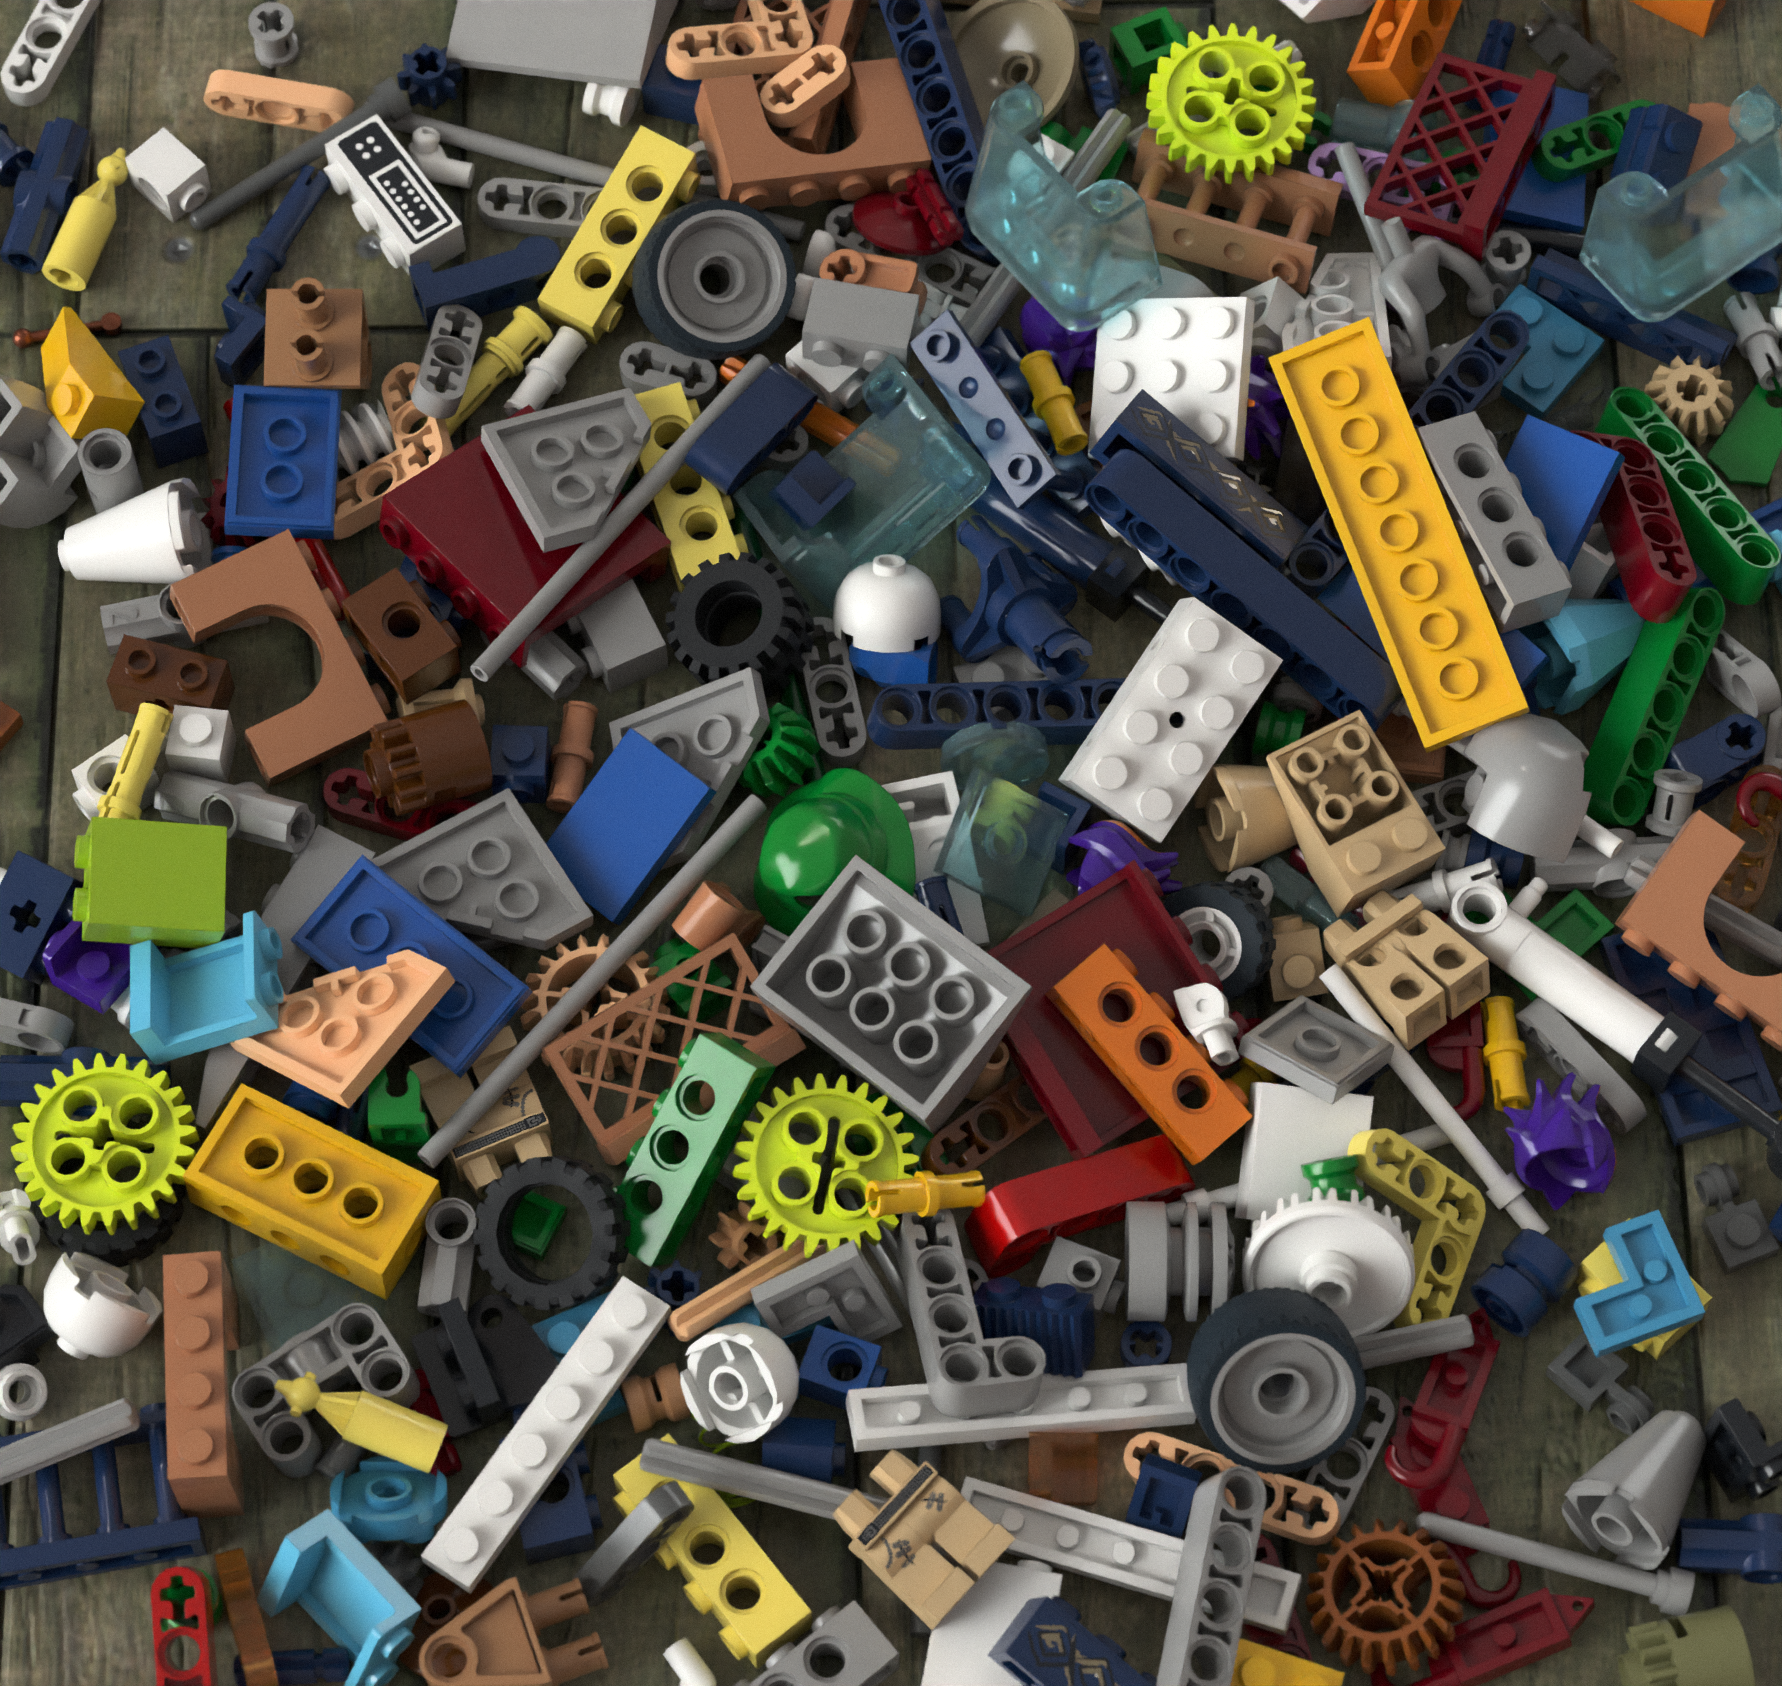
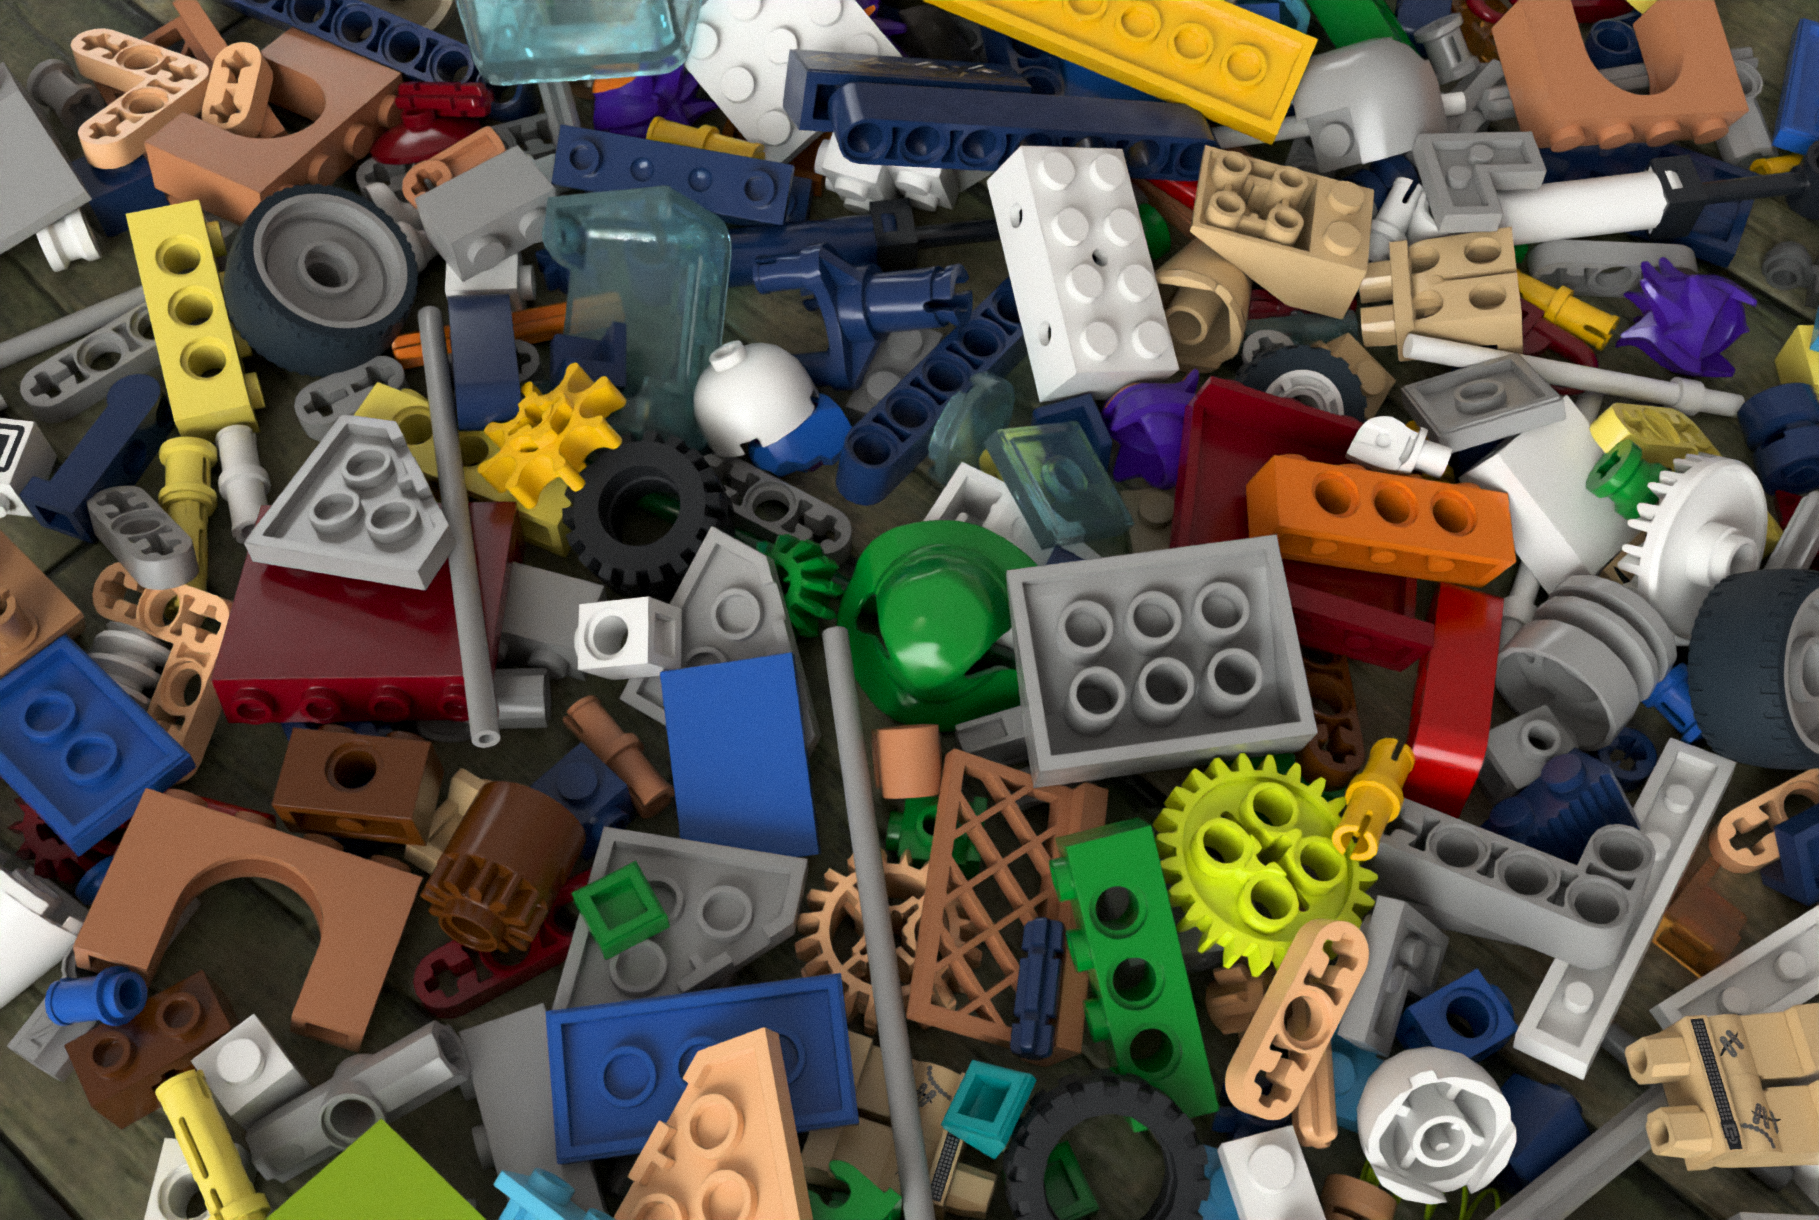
camera: 50 degrees left, 5 degrees down
(166, 630) = (111, 997): none -> blue pin
(462, 841) = (620, 910): none -> green tile
(531, 1135) = (988, 1106): none -> teal slope
(625, 1109) = (1038, 989): none -> dark blue axle
(638, 691) = (651, 642): none -> white brick
(696, 1279) = (1267, 1026): none -> light nougat beam
(723, 520) = (552, 435): none -> yellow gear
(1515, 888) = (1467, 169): none -> light grey plate

